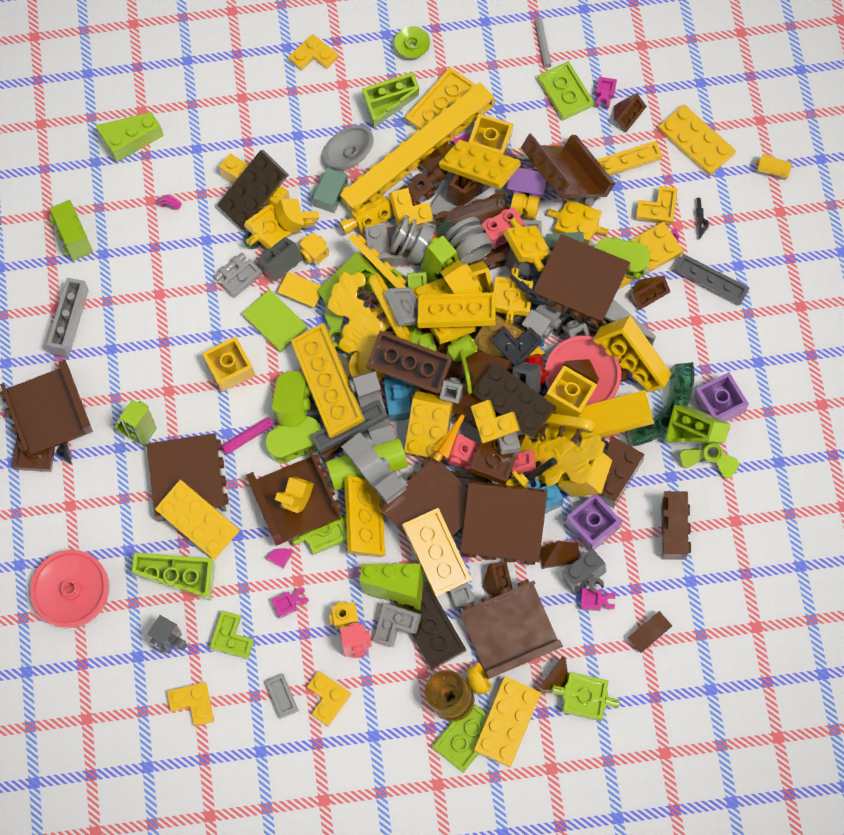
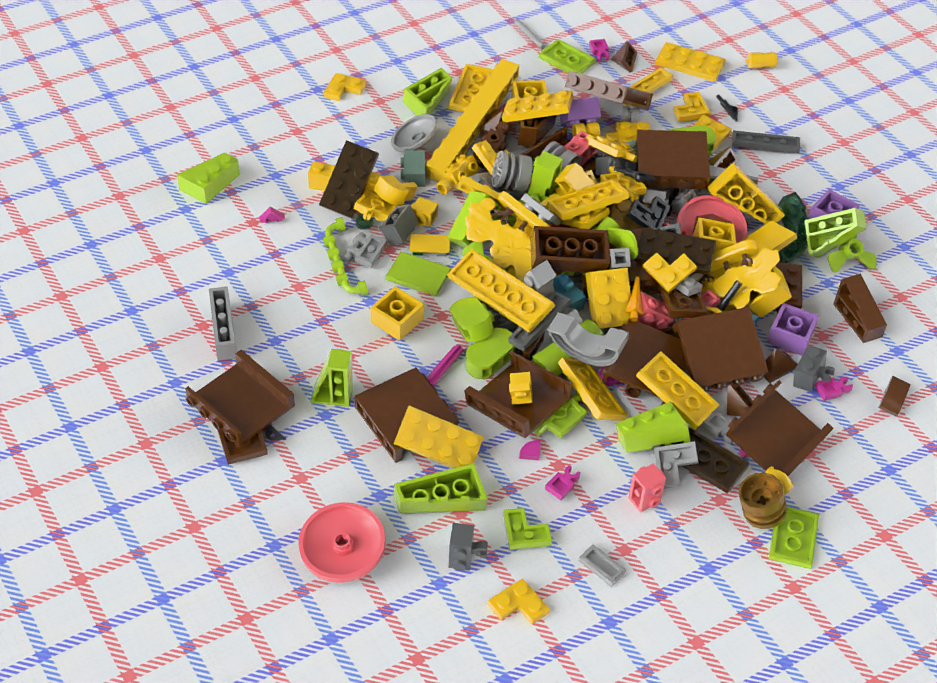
camera: 30 degrees left, 20 degrees down
(70, 230) = (191, 258): lime wedge -> none
(207, 270) = (337, 265): none -> lime bar
(332, 696) = (648, 545): yellow plate -> none
(344, 609) = (621, 473): yellow brick -> none
(410, 36) = (424, 56): lime dish -> none
(507, 721) = (823, 509): yellow plate -> none
(556, 677) = (842, 459): reddish brown slope -> none
(585, 696) = (876, 463): lime plate -> none

